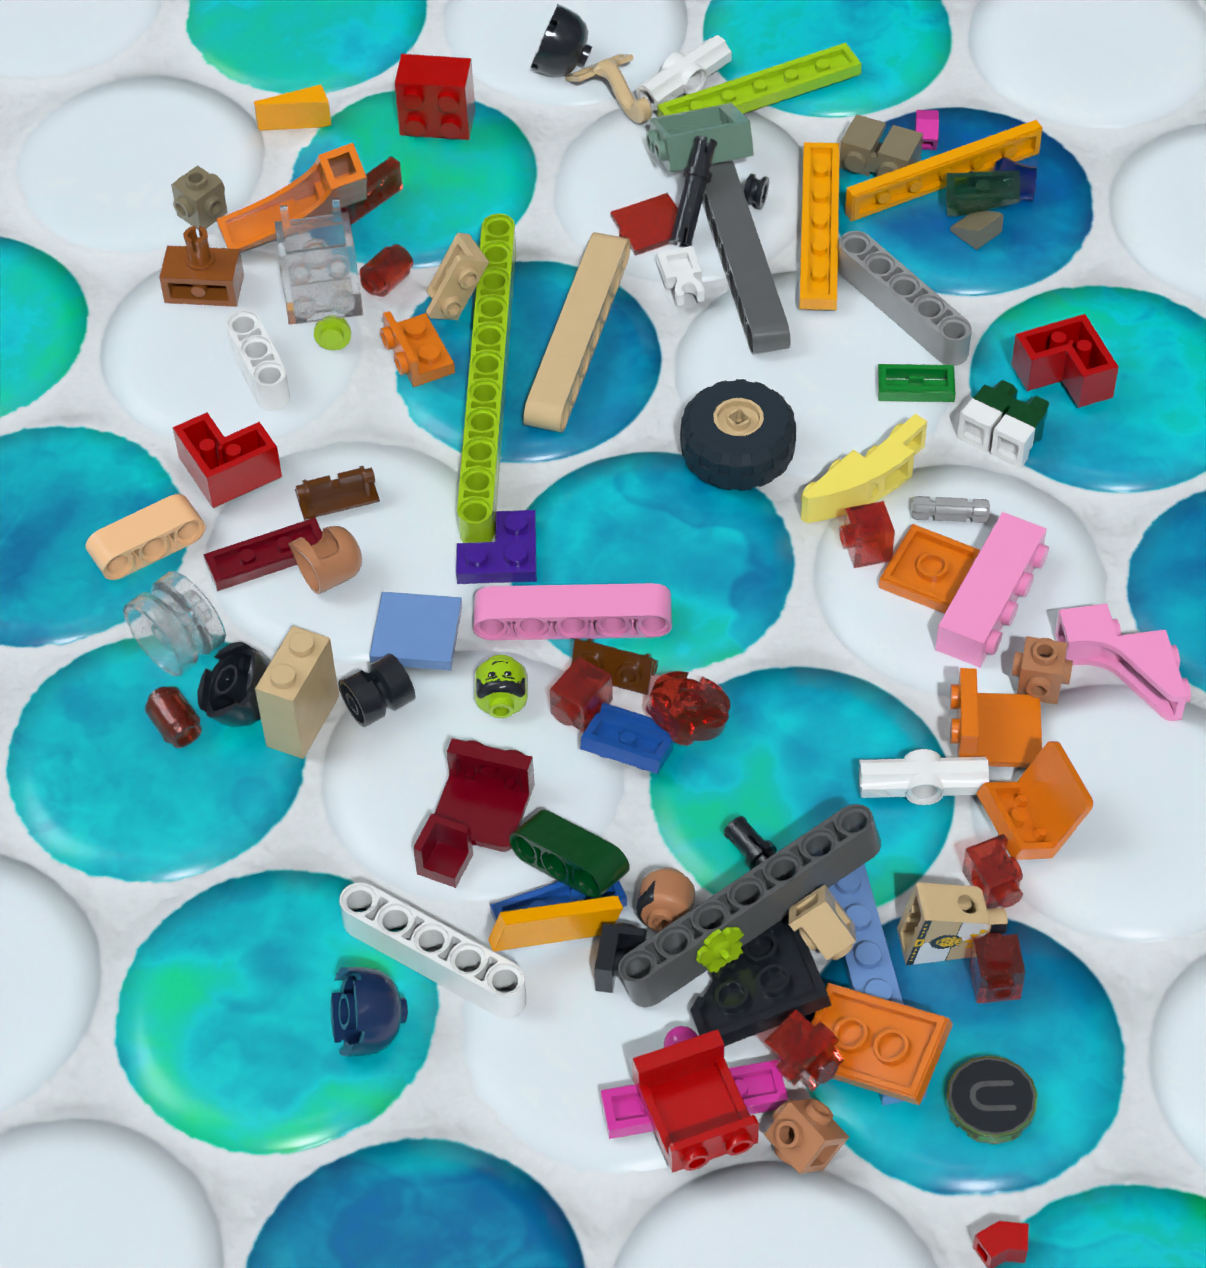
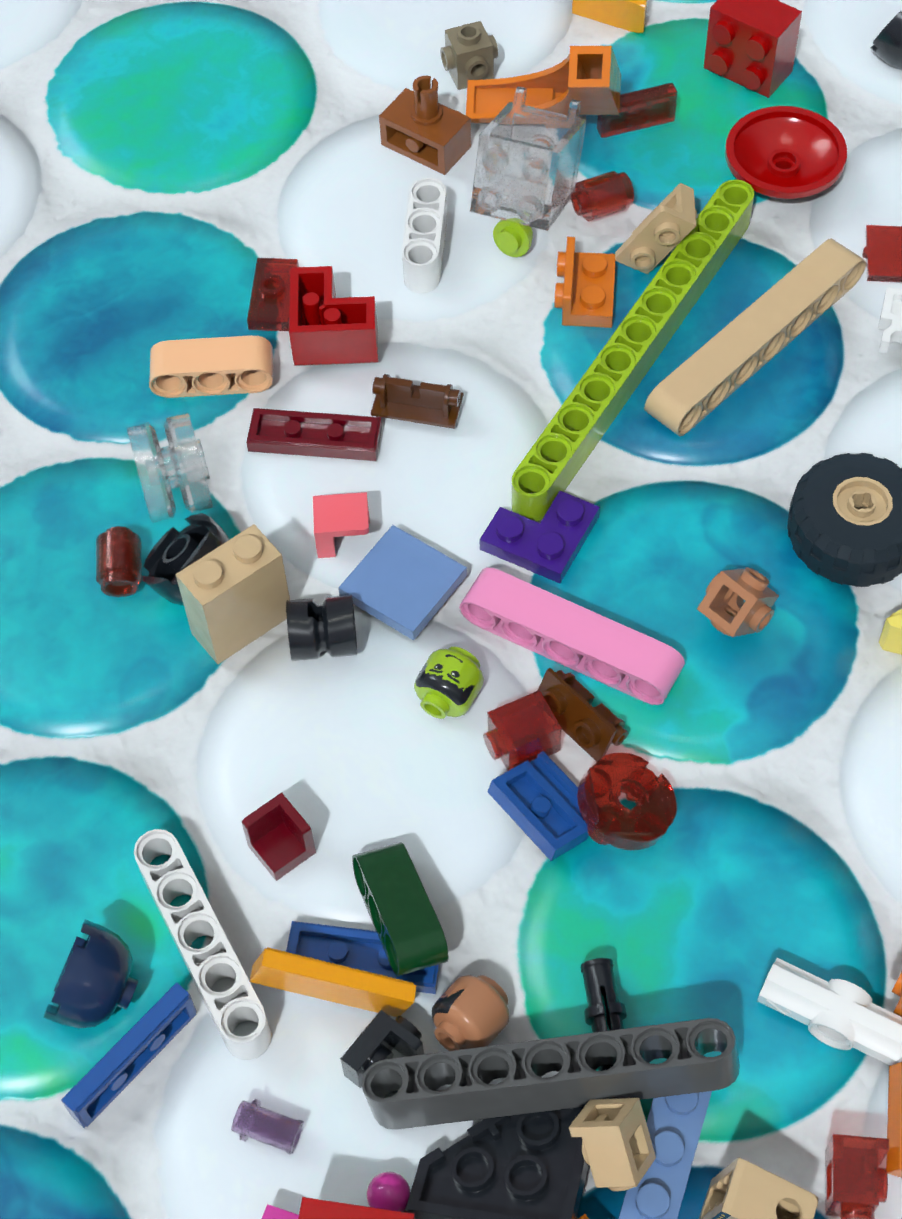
camera: 30 degrees right, 5 degrees up
(156, 459) = (271, 295): none -> clear red plate
(330, 560) = (363, 467): nougat helmet -> none
(335, 603) = (337, 517): none -> coral panel
(431, 1049) = (130, 1056): none -> blue tile
(487, 791) = (358, 796): dark red bracket -> none
(517, 177) = (786, 152): none -> red dish
(564, 1046) = (266, 1126): none -> clear purple pin
(675, 539) = (726, 604): none -> nougat brick
(720, 948) = (483, 1108): lime plant -> none

